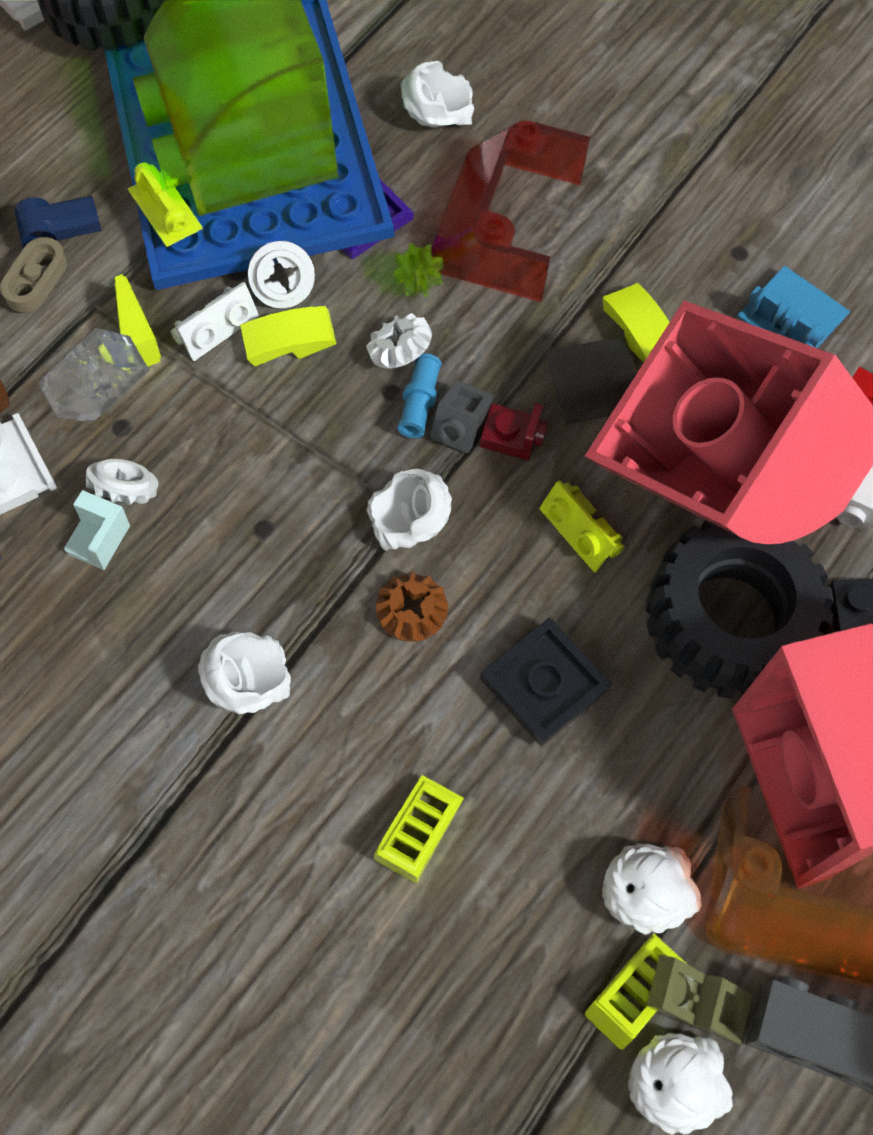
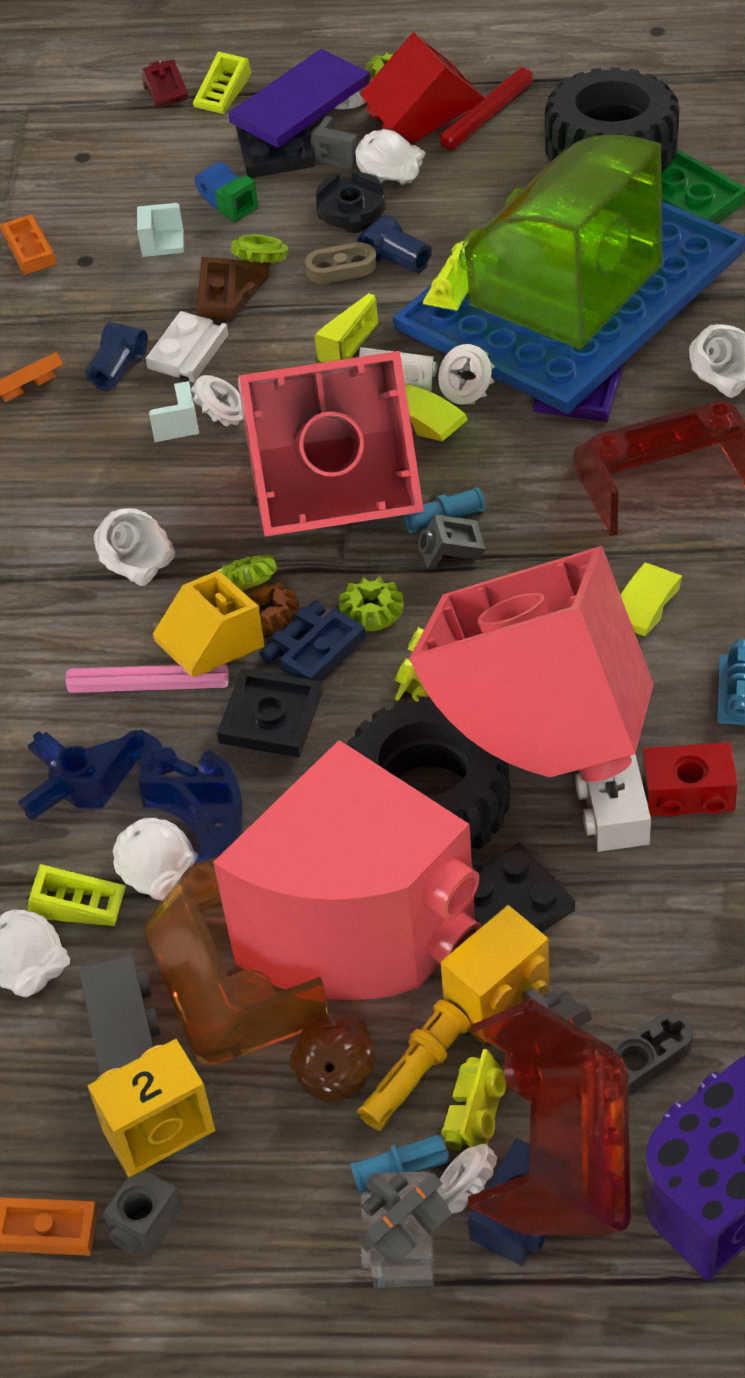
camera: 65 degrees right, 15 degrees down
(93, 376) = (278, 331): clear brick -> none
(293, 423) = (330, 443): none -> coral brick
(378, 597) = (250, 571): none -> lime gear
(398, 861) = (72, 705): neon yellow slope -> none
(409, 509) = (338, 555): white hair -> none
(413, 340) = (477, 470): white gear -> none
(413, 763) = (142, 678): none -> bright pink axle
(416, 668) = (209, 625): none -> yellow slope
(423, 278) = (551, 443): clear neon green gear -> none
(465, 535) = (372, 616): none -> lime gear
(502, 590) = (321, 649): none -> dark blue plate
(503, 866) = (94, 773): none -> clear blue piece
(513, 431) = (465, 572): dark red bracket -> none
(699, 999) = (89, 925): olive slope -> none

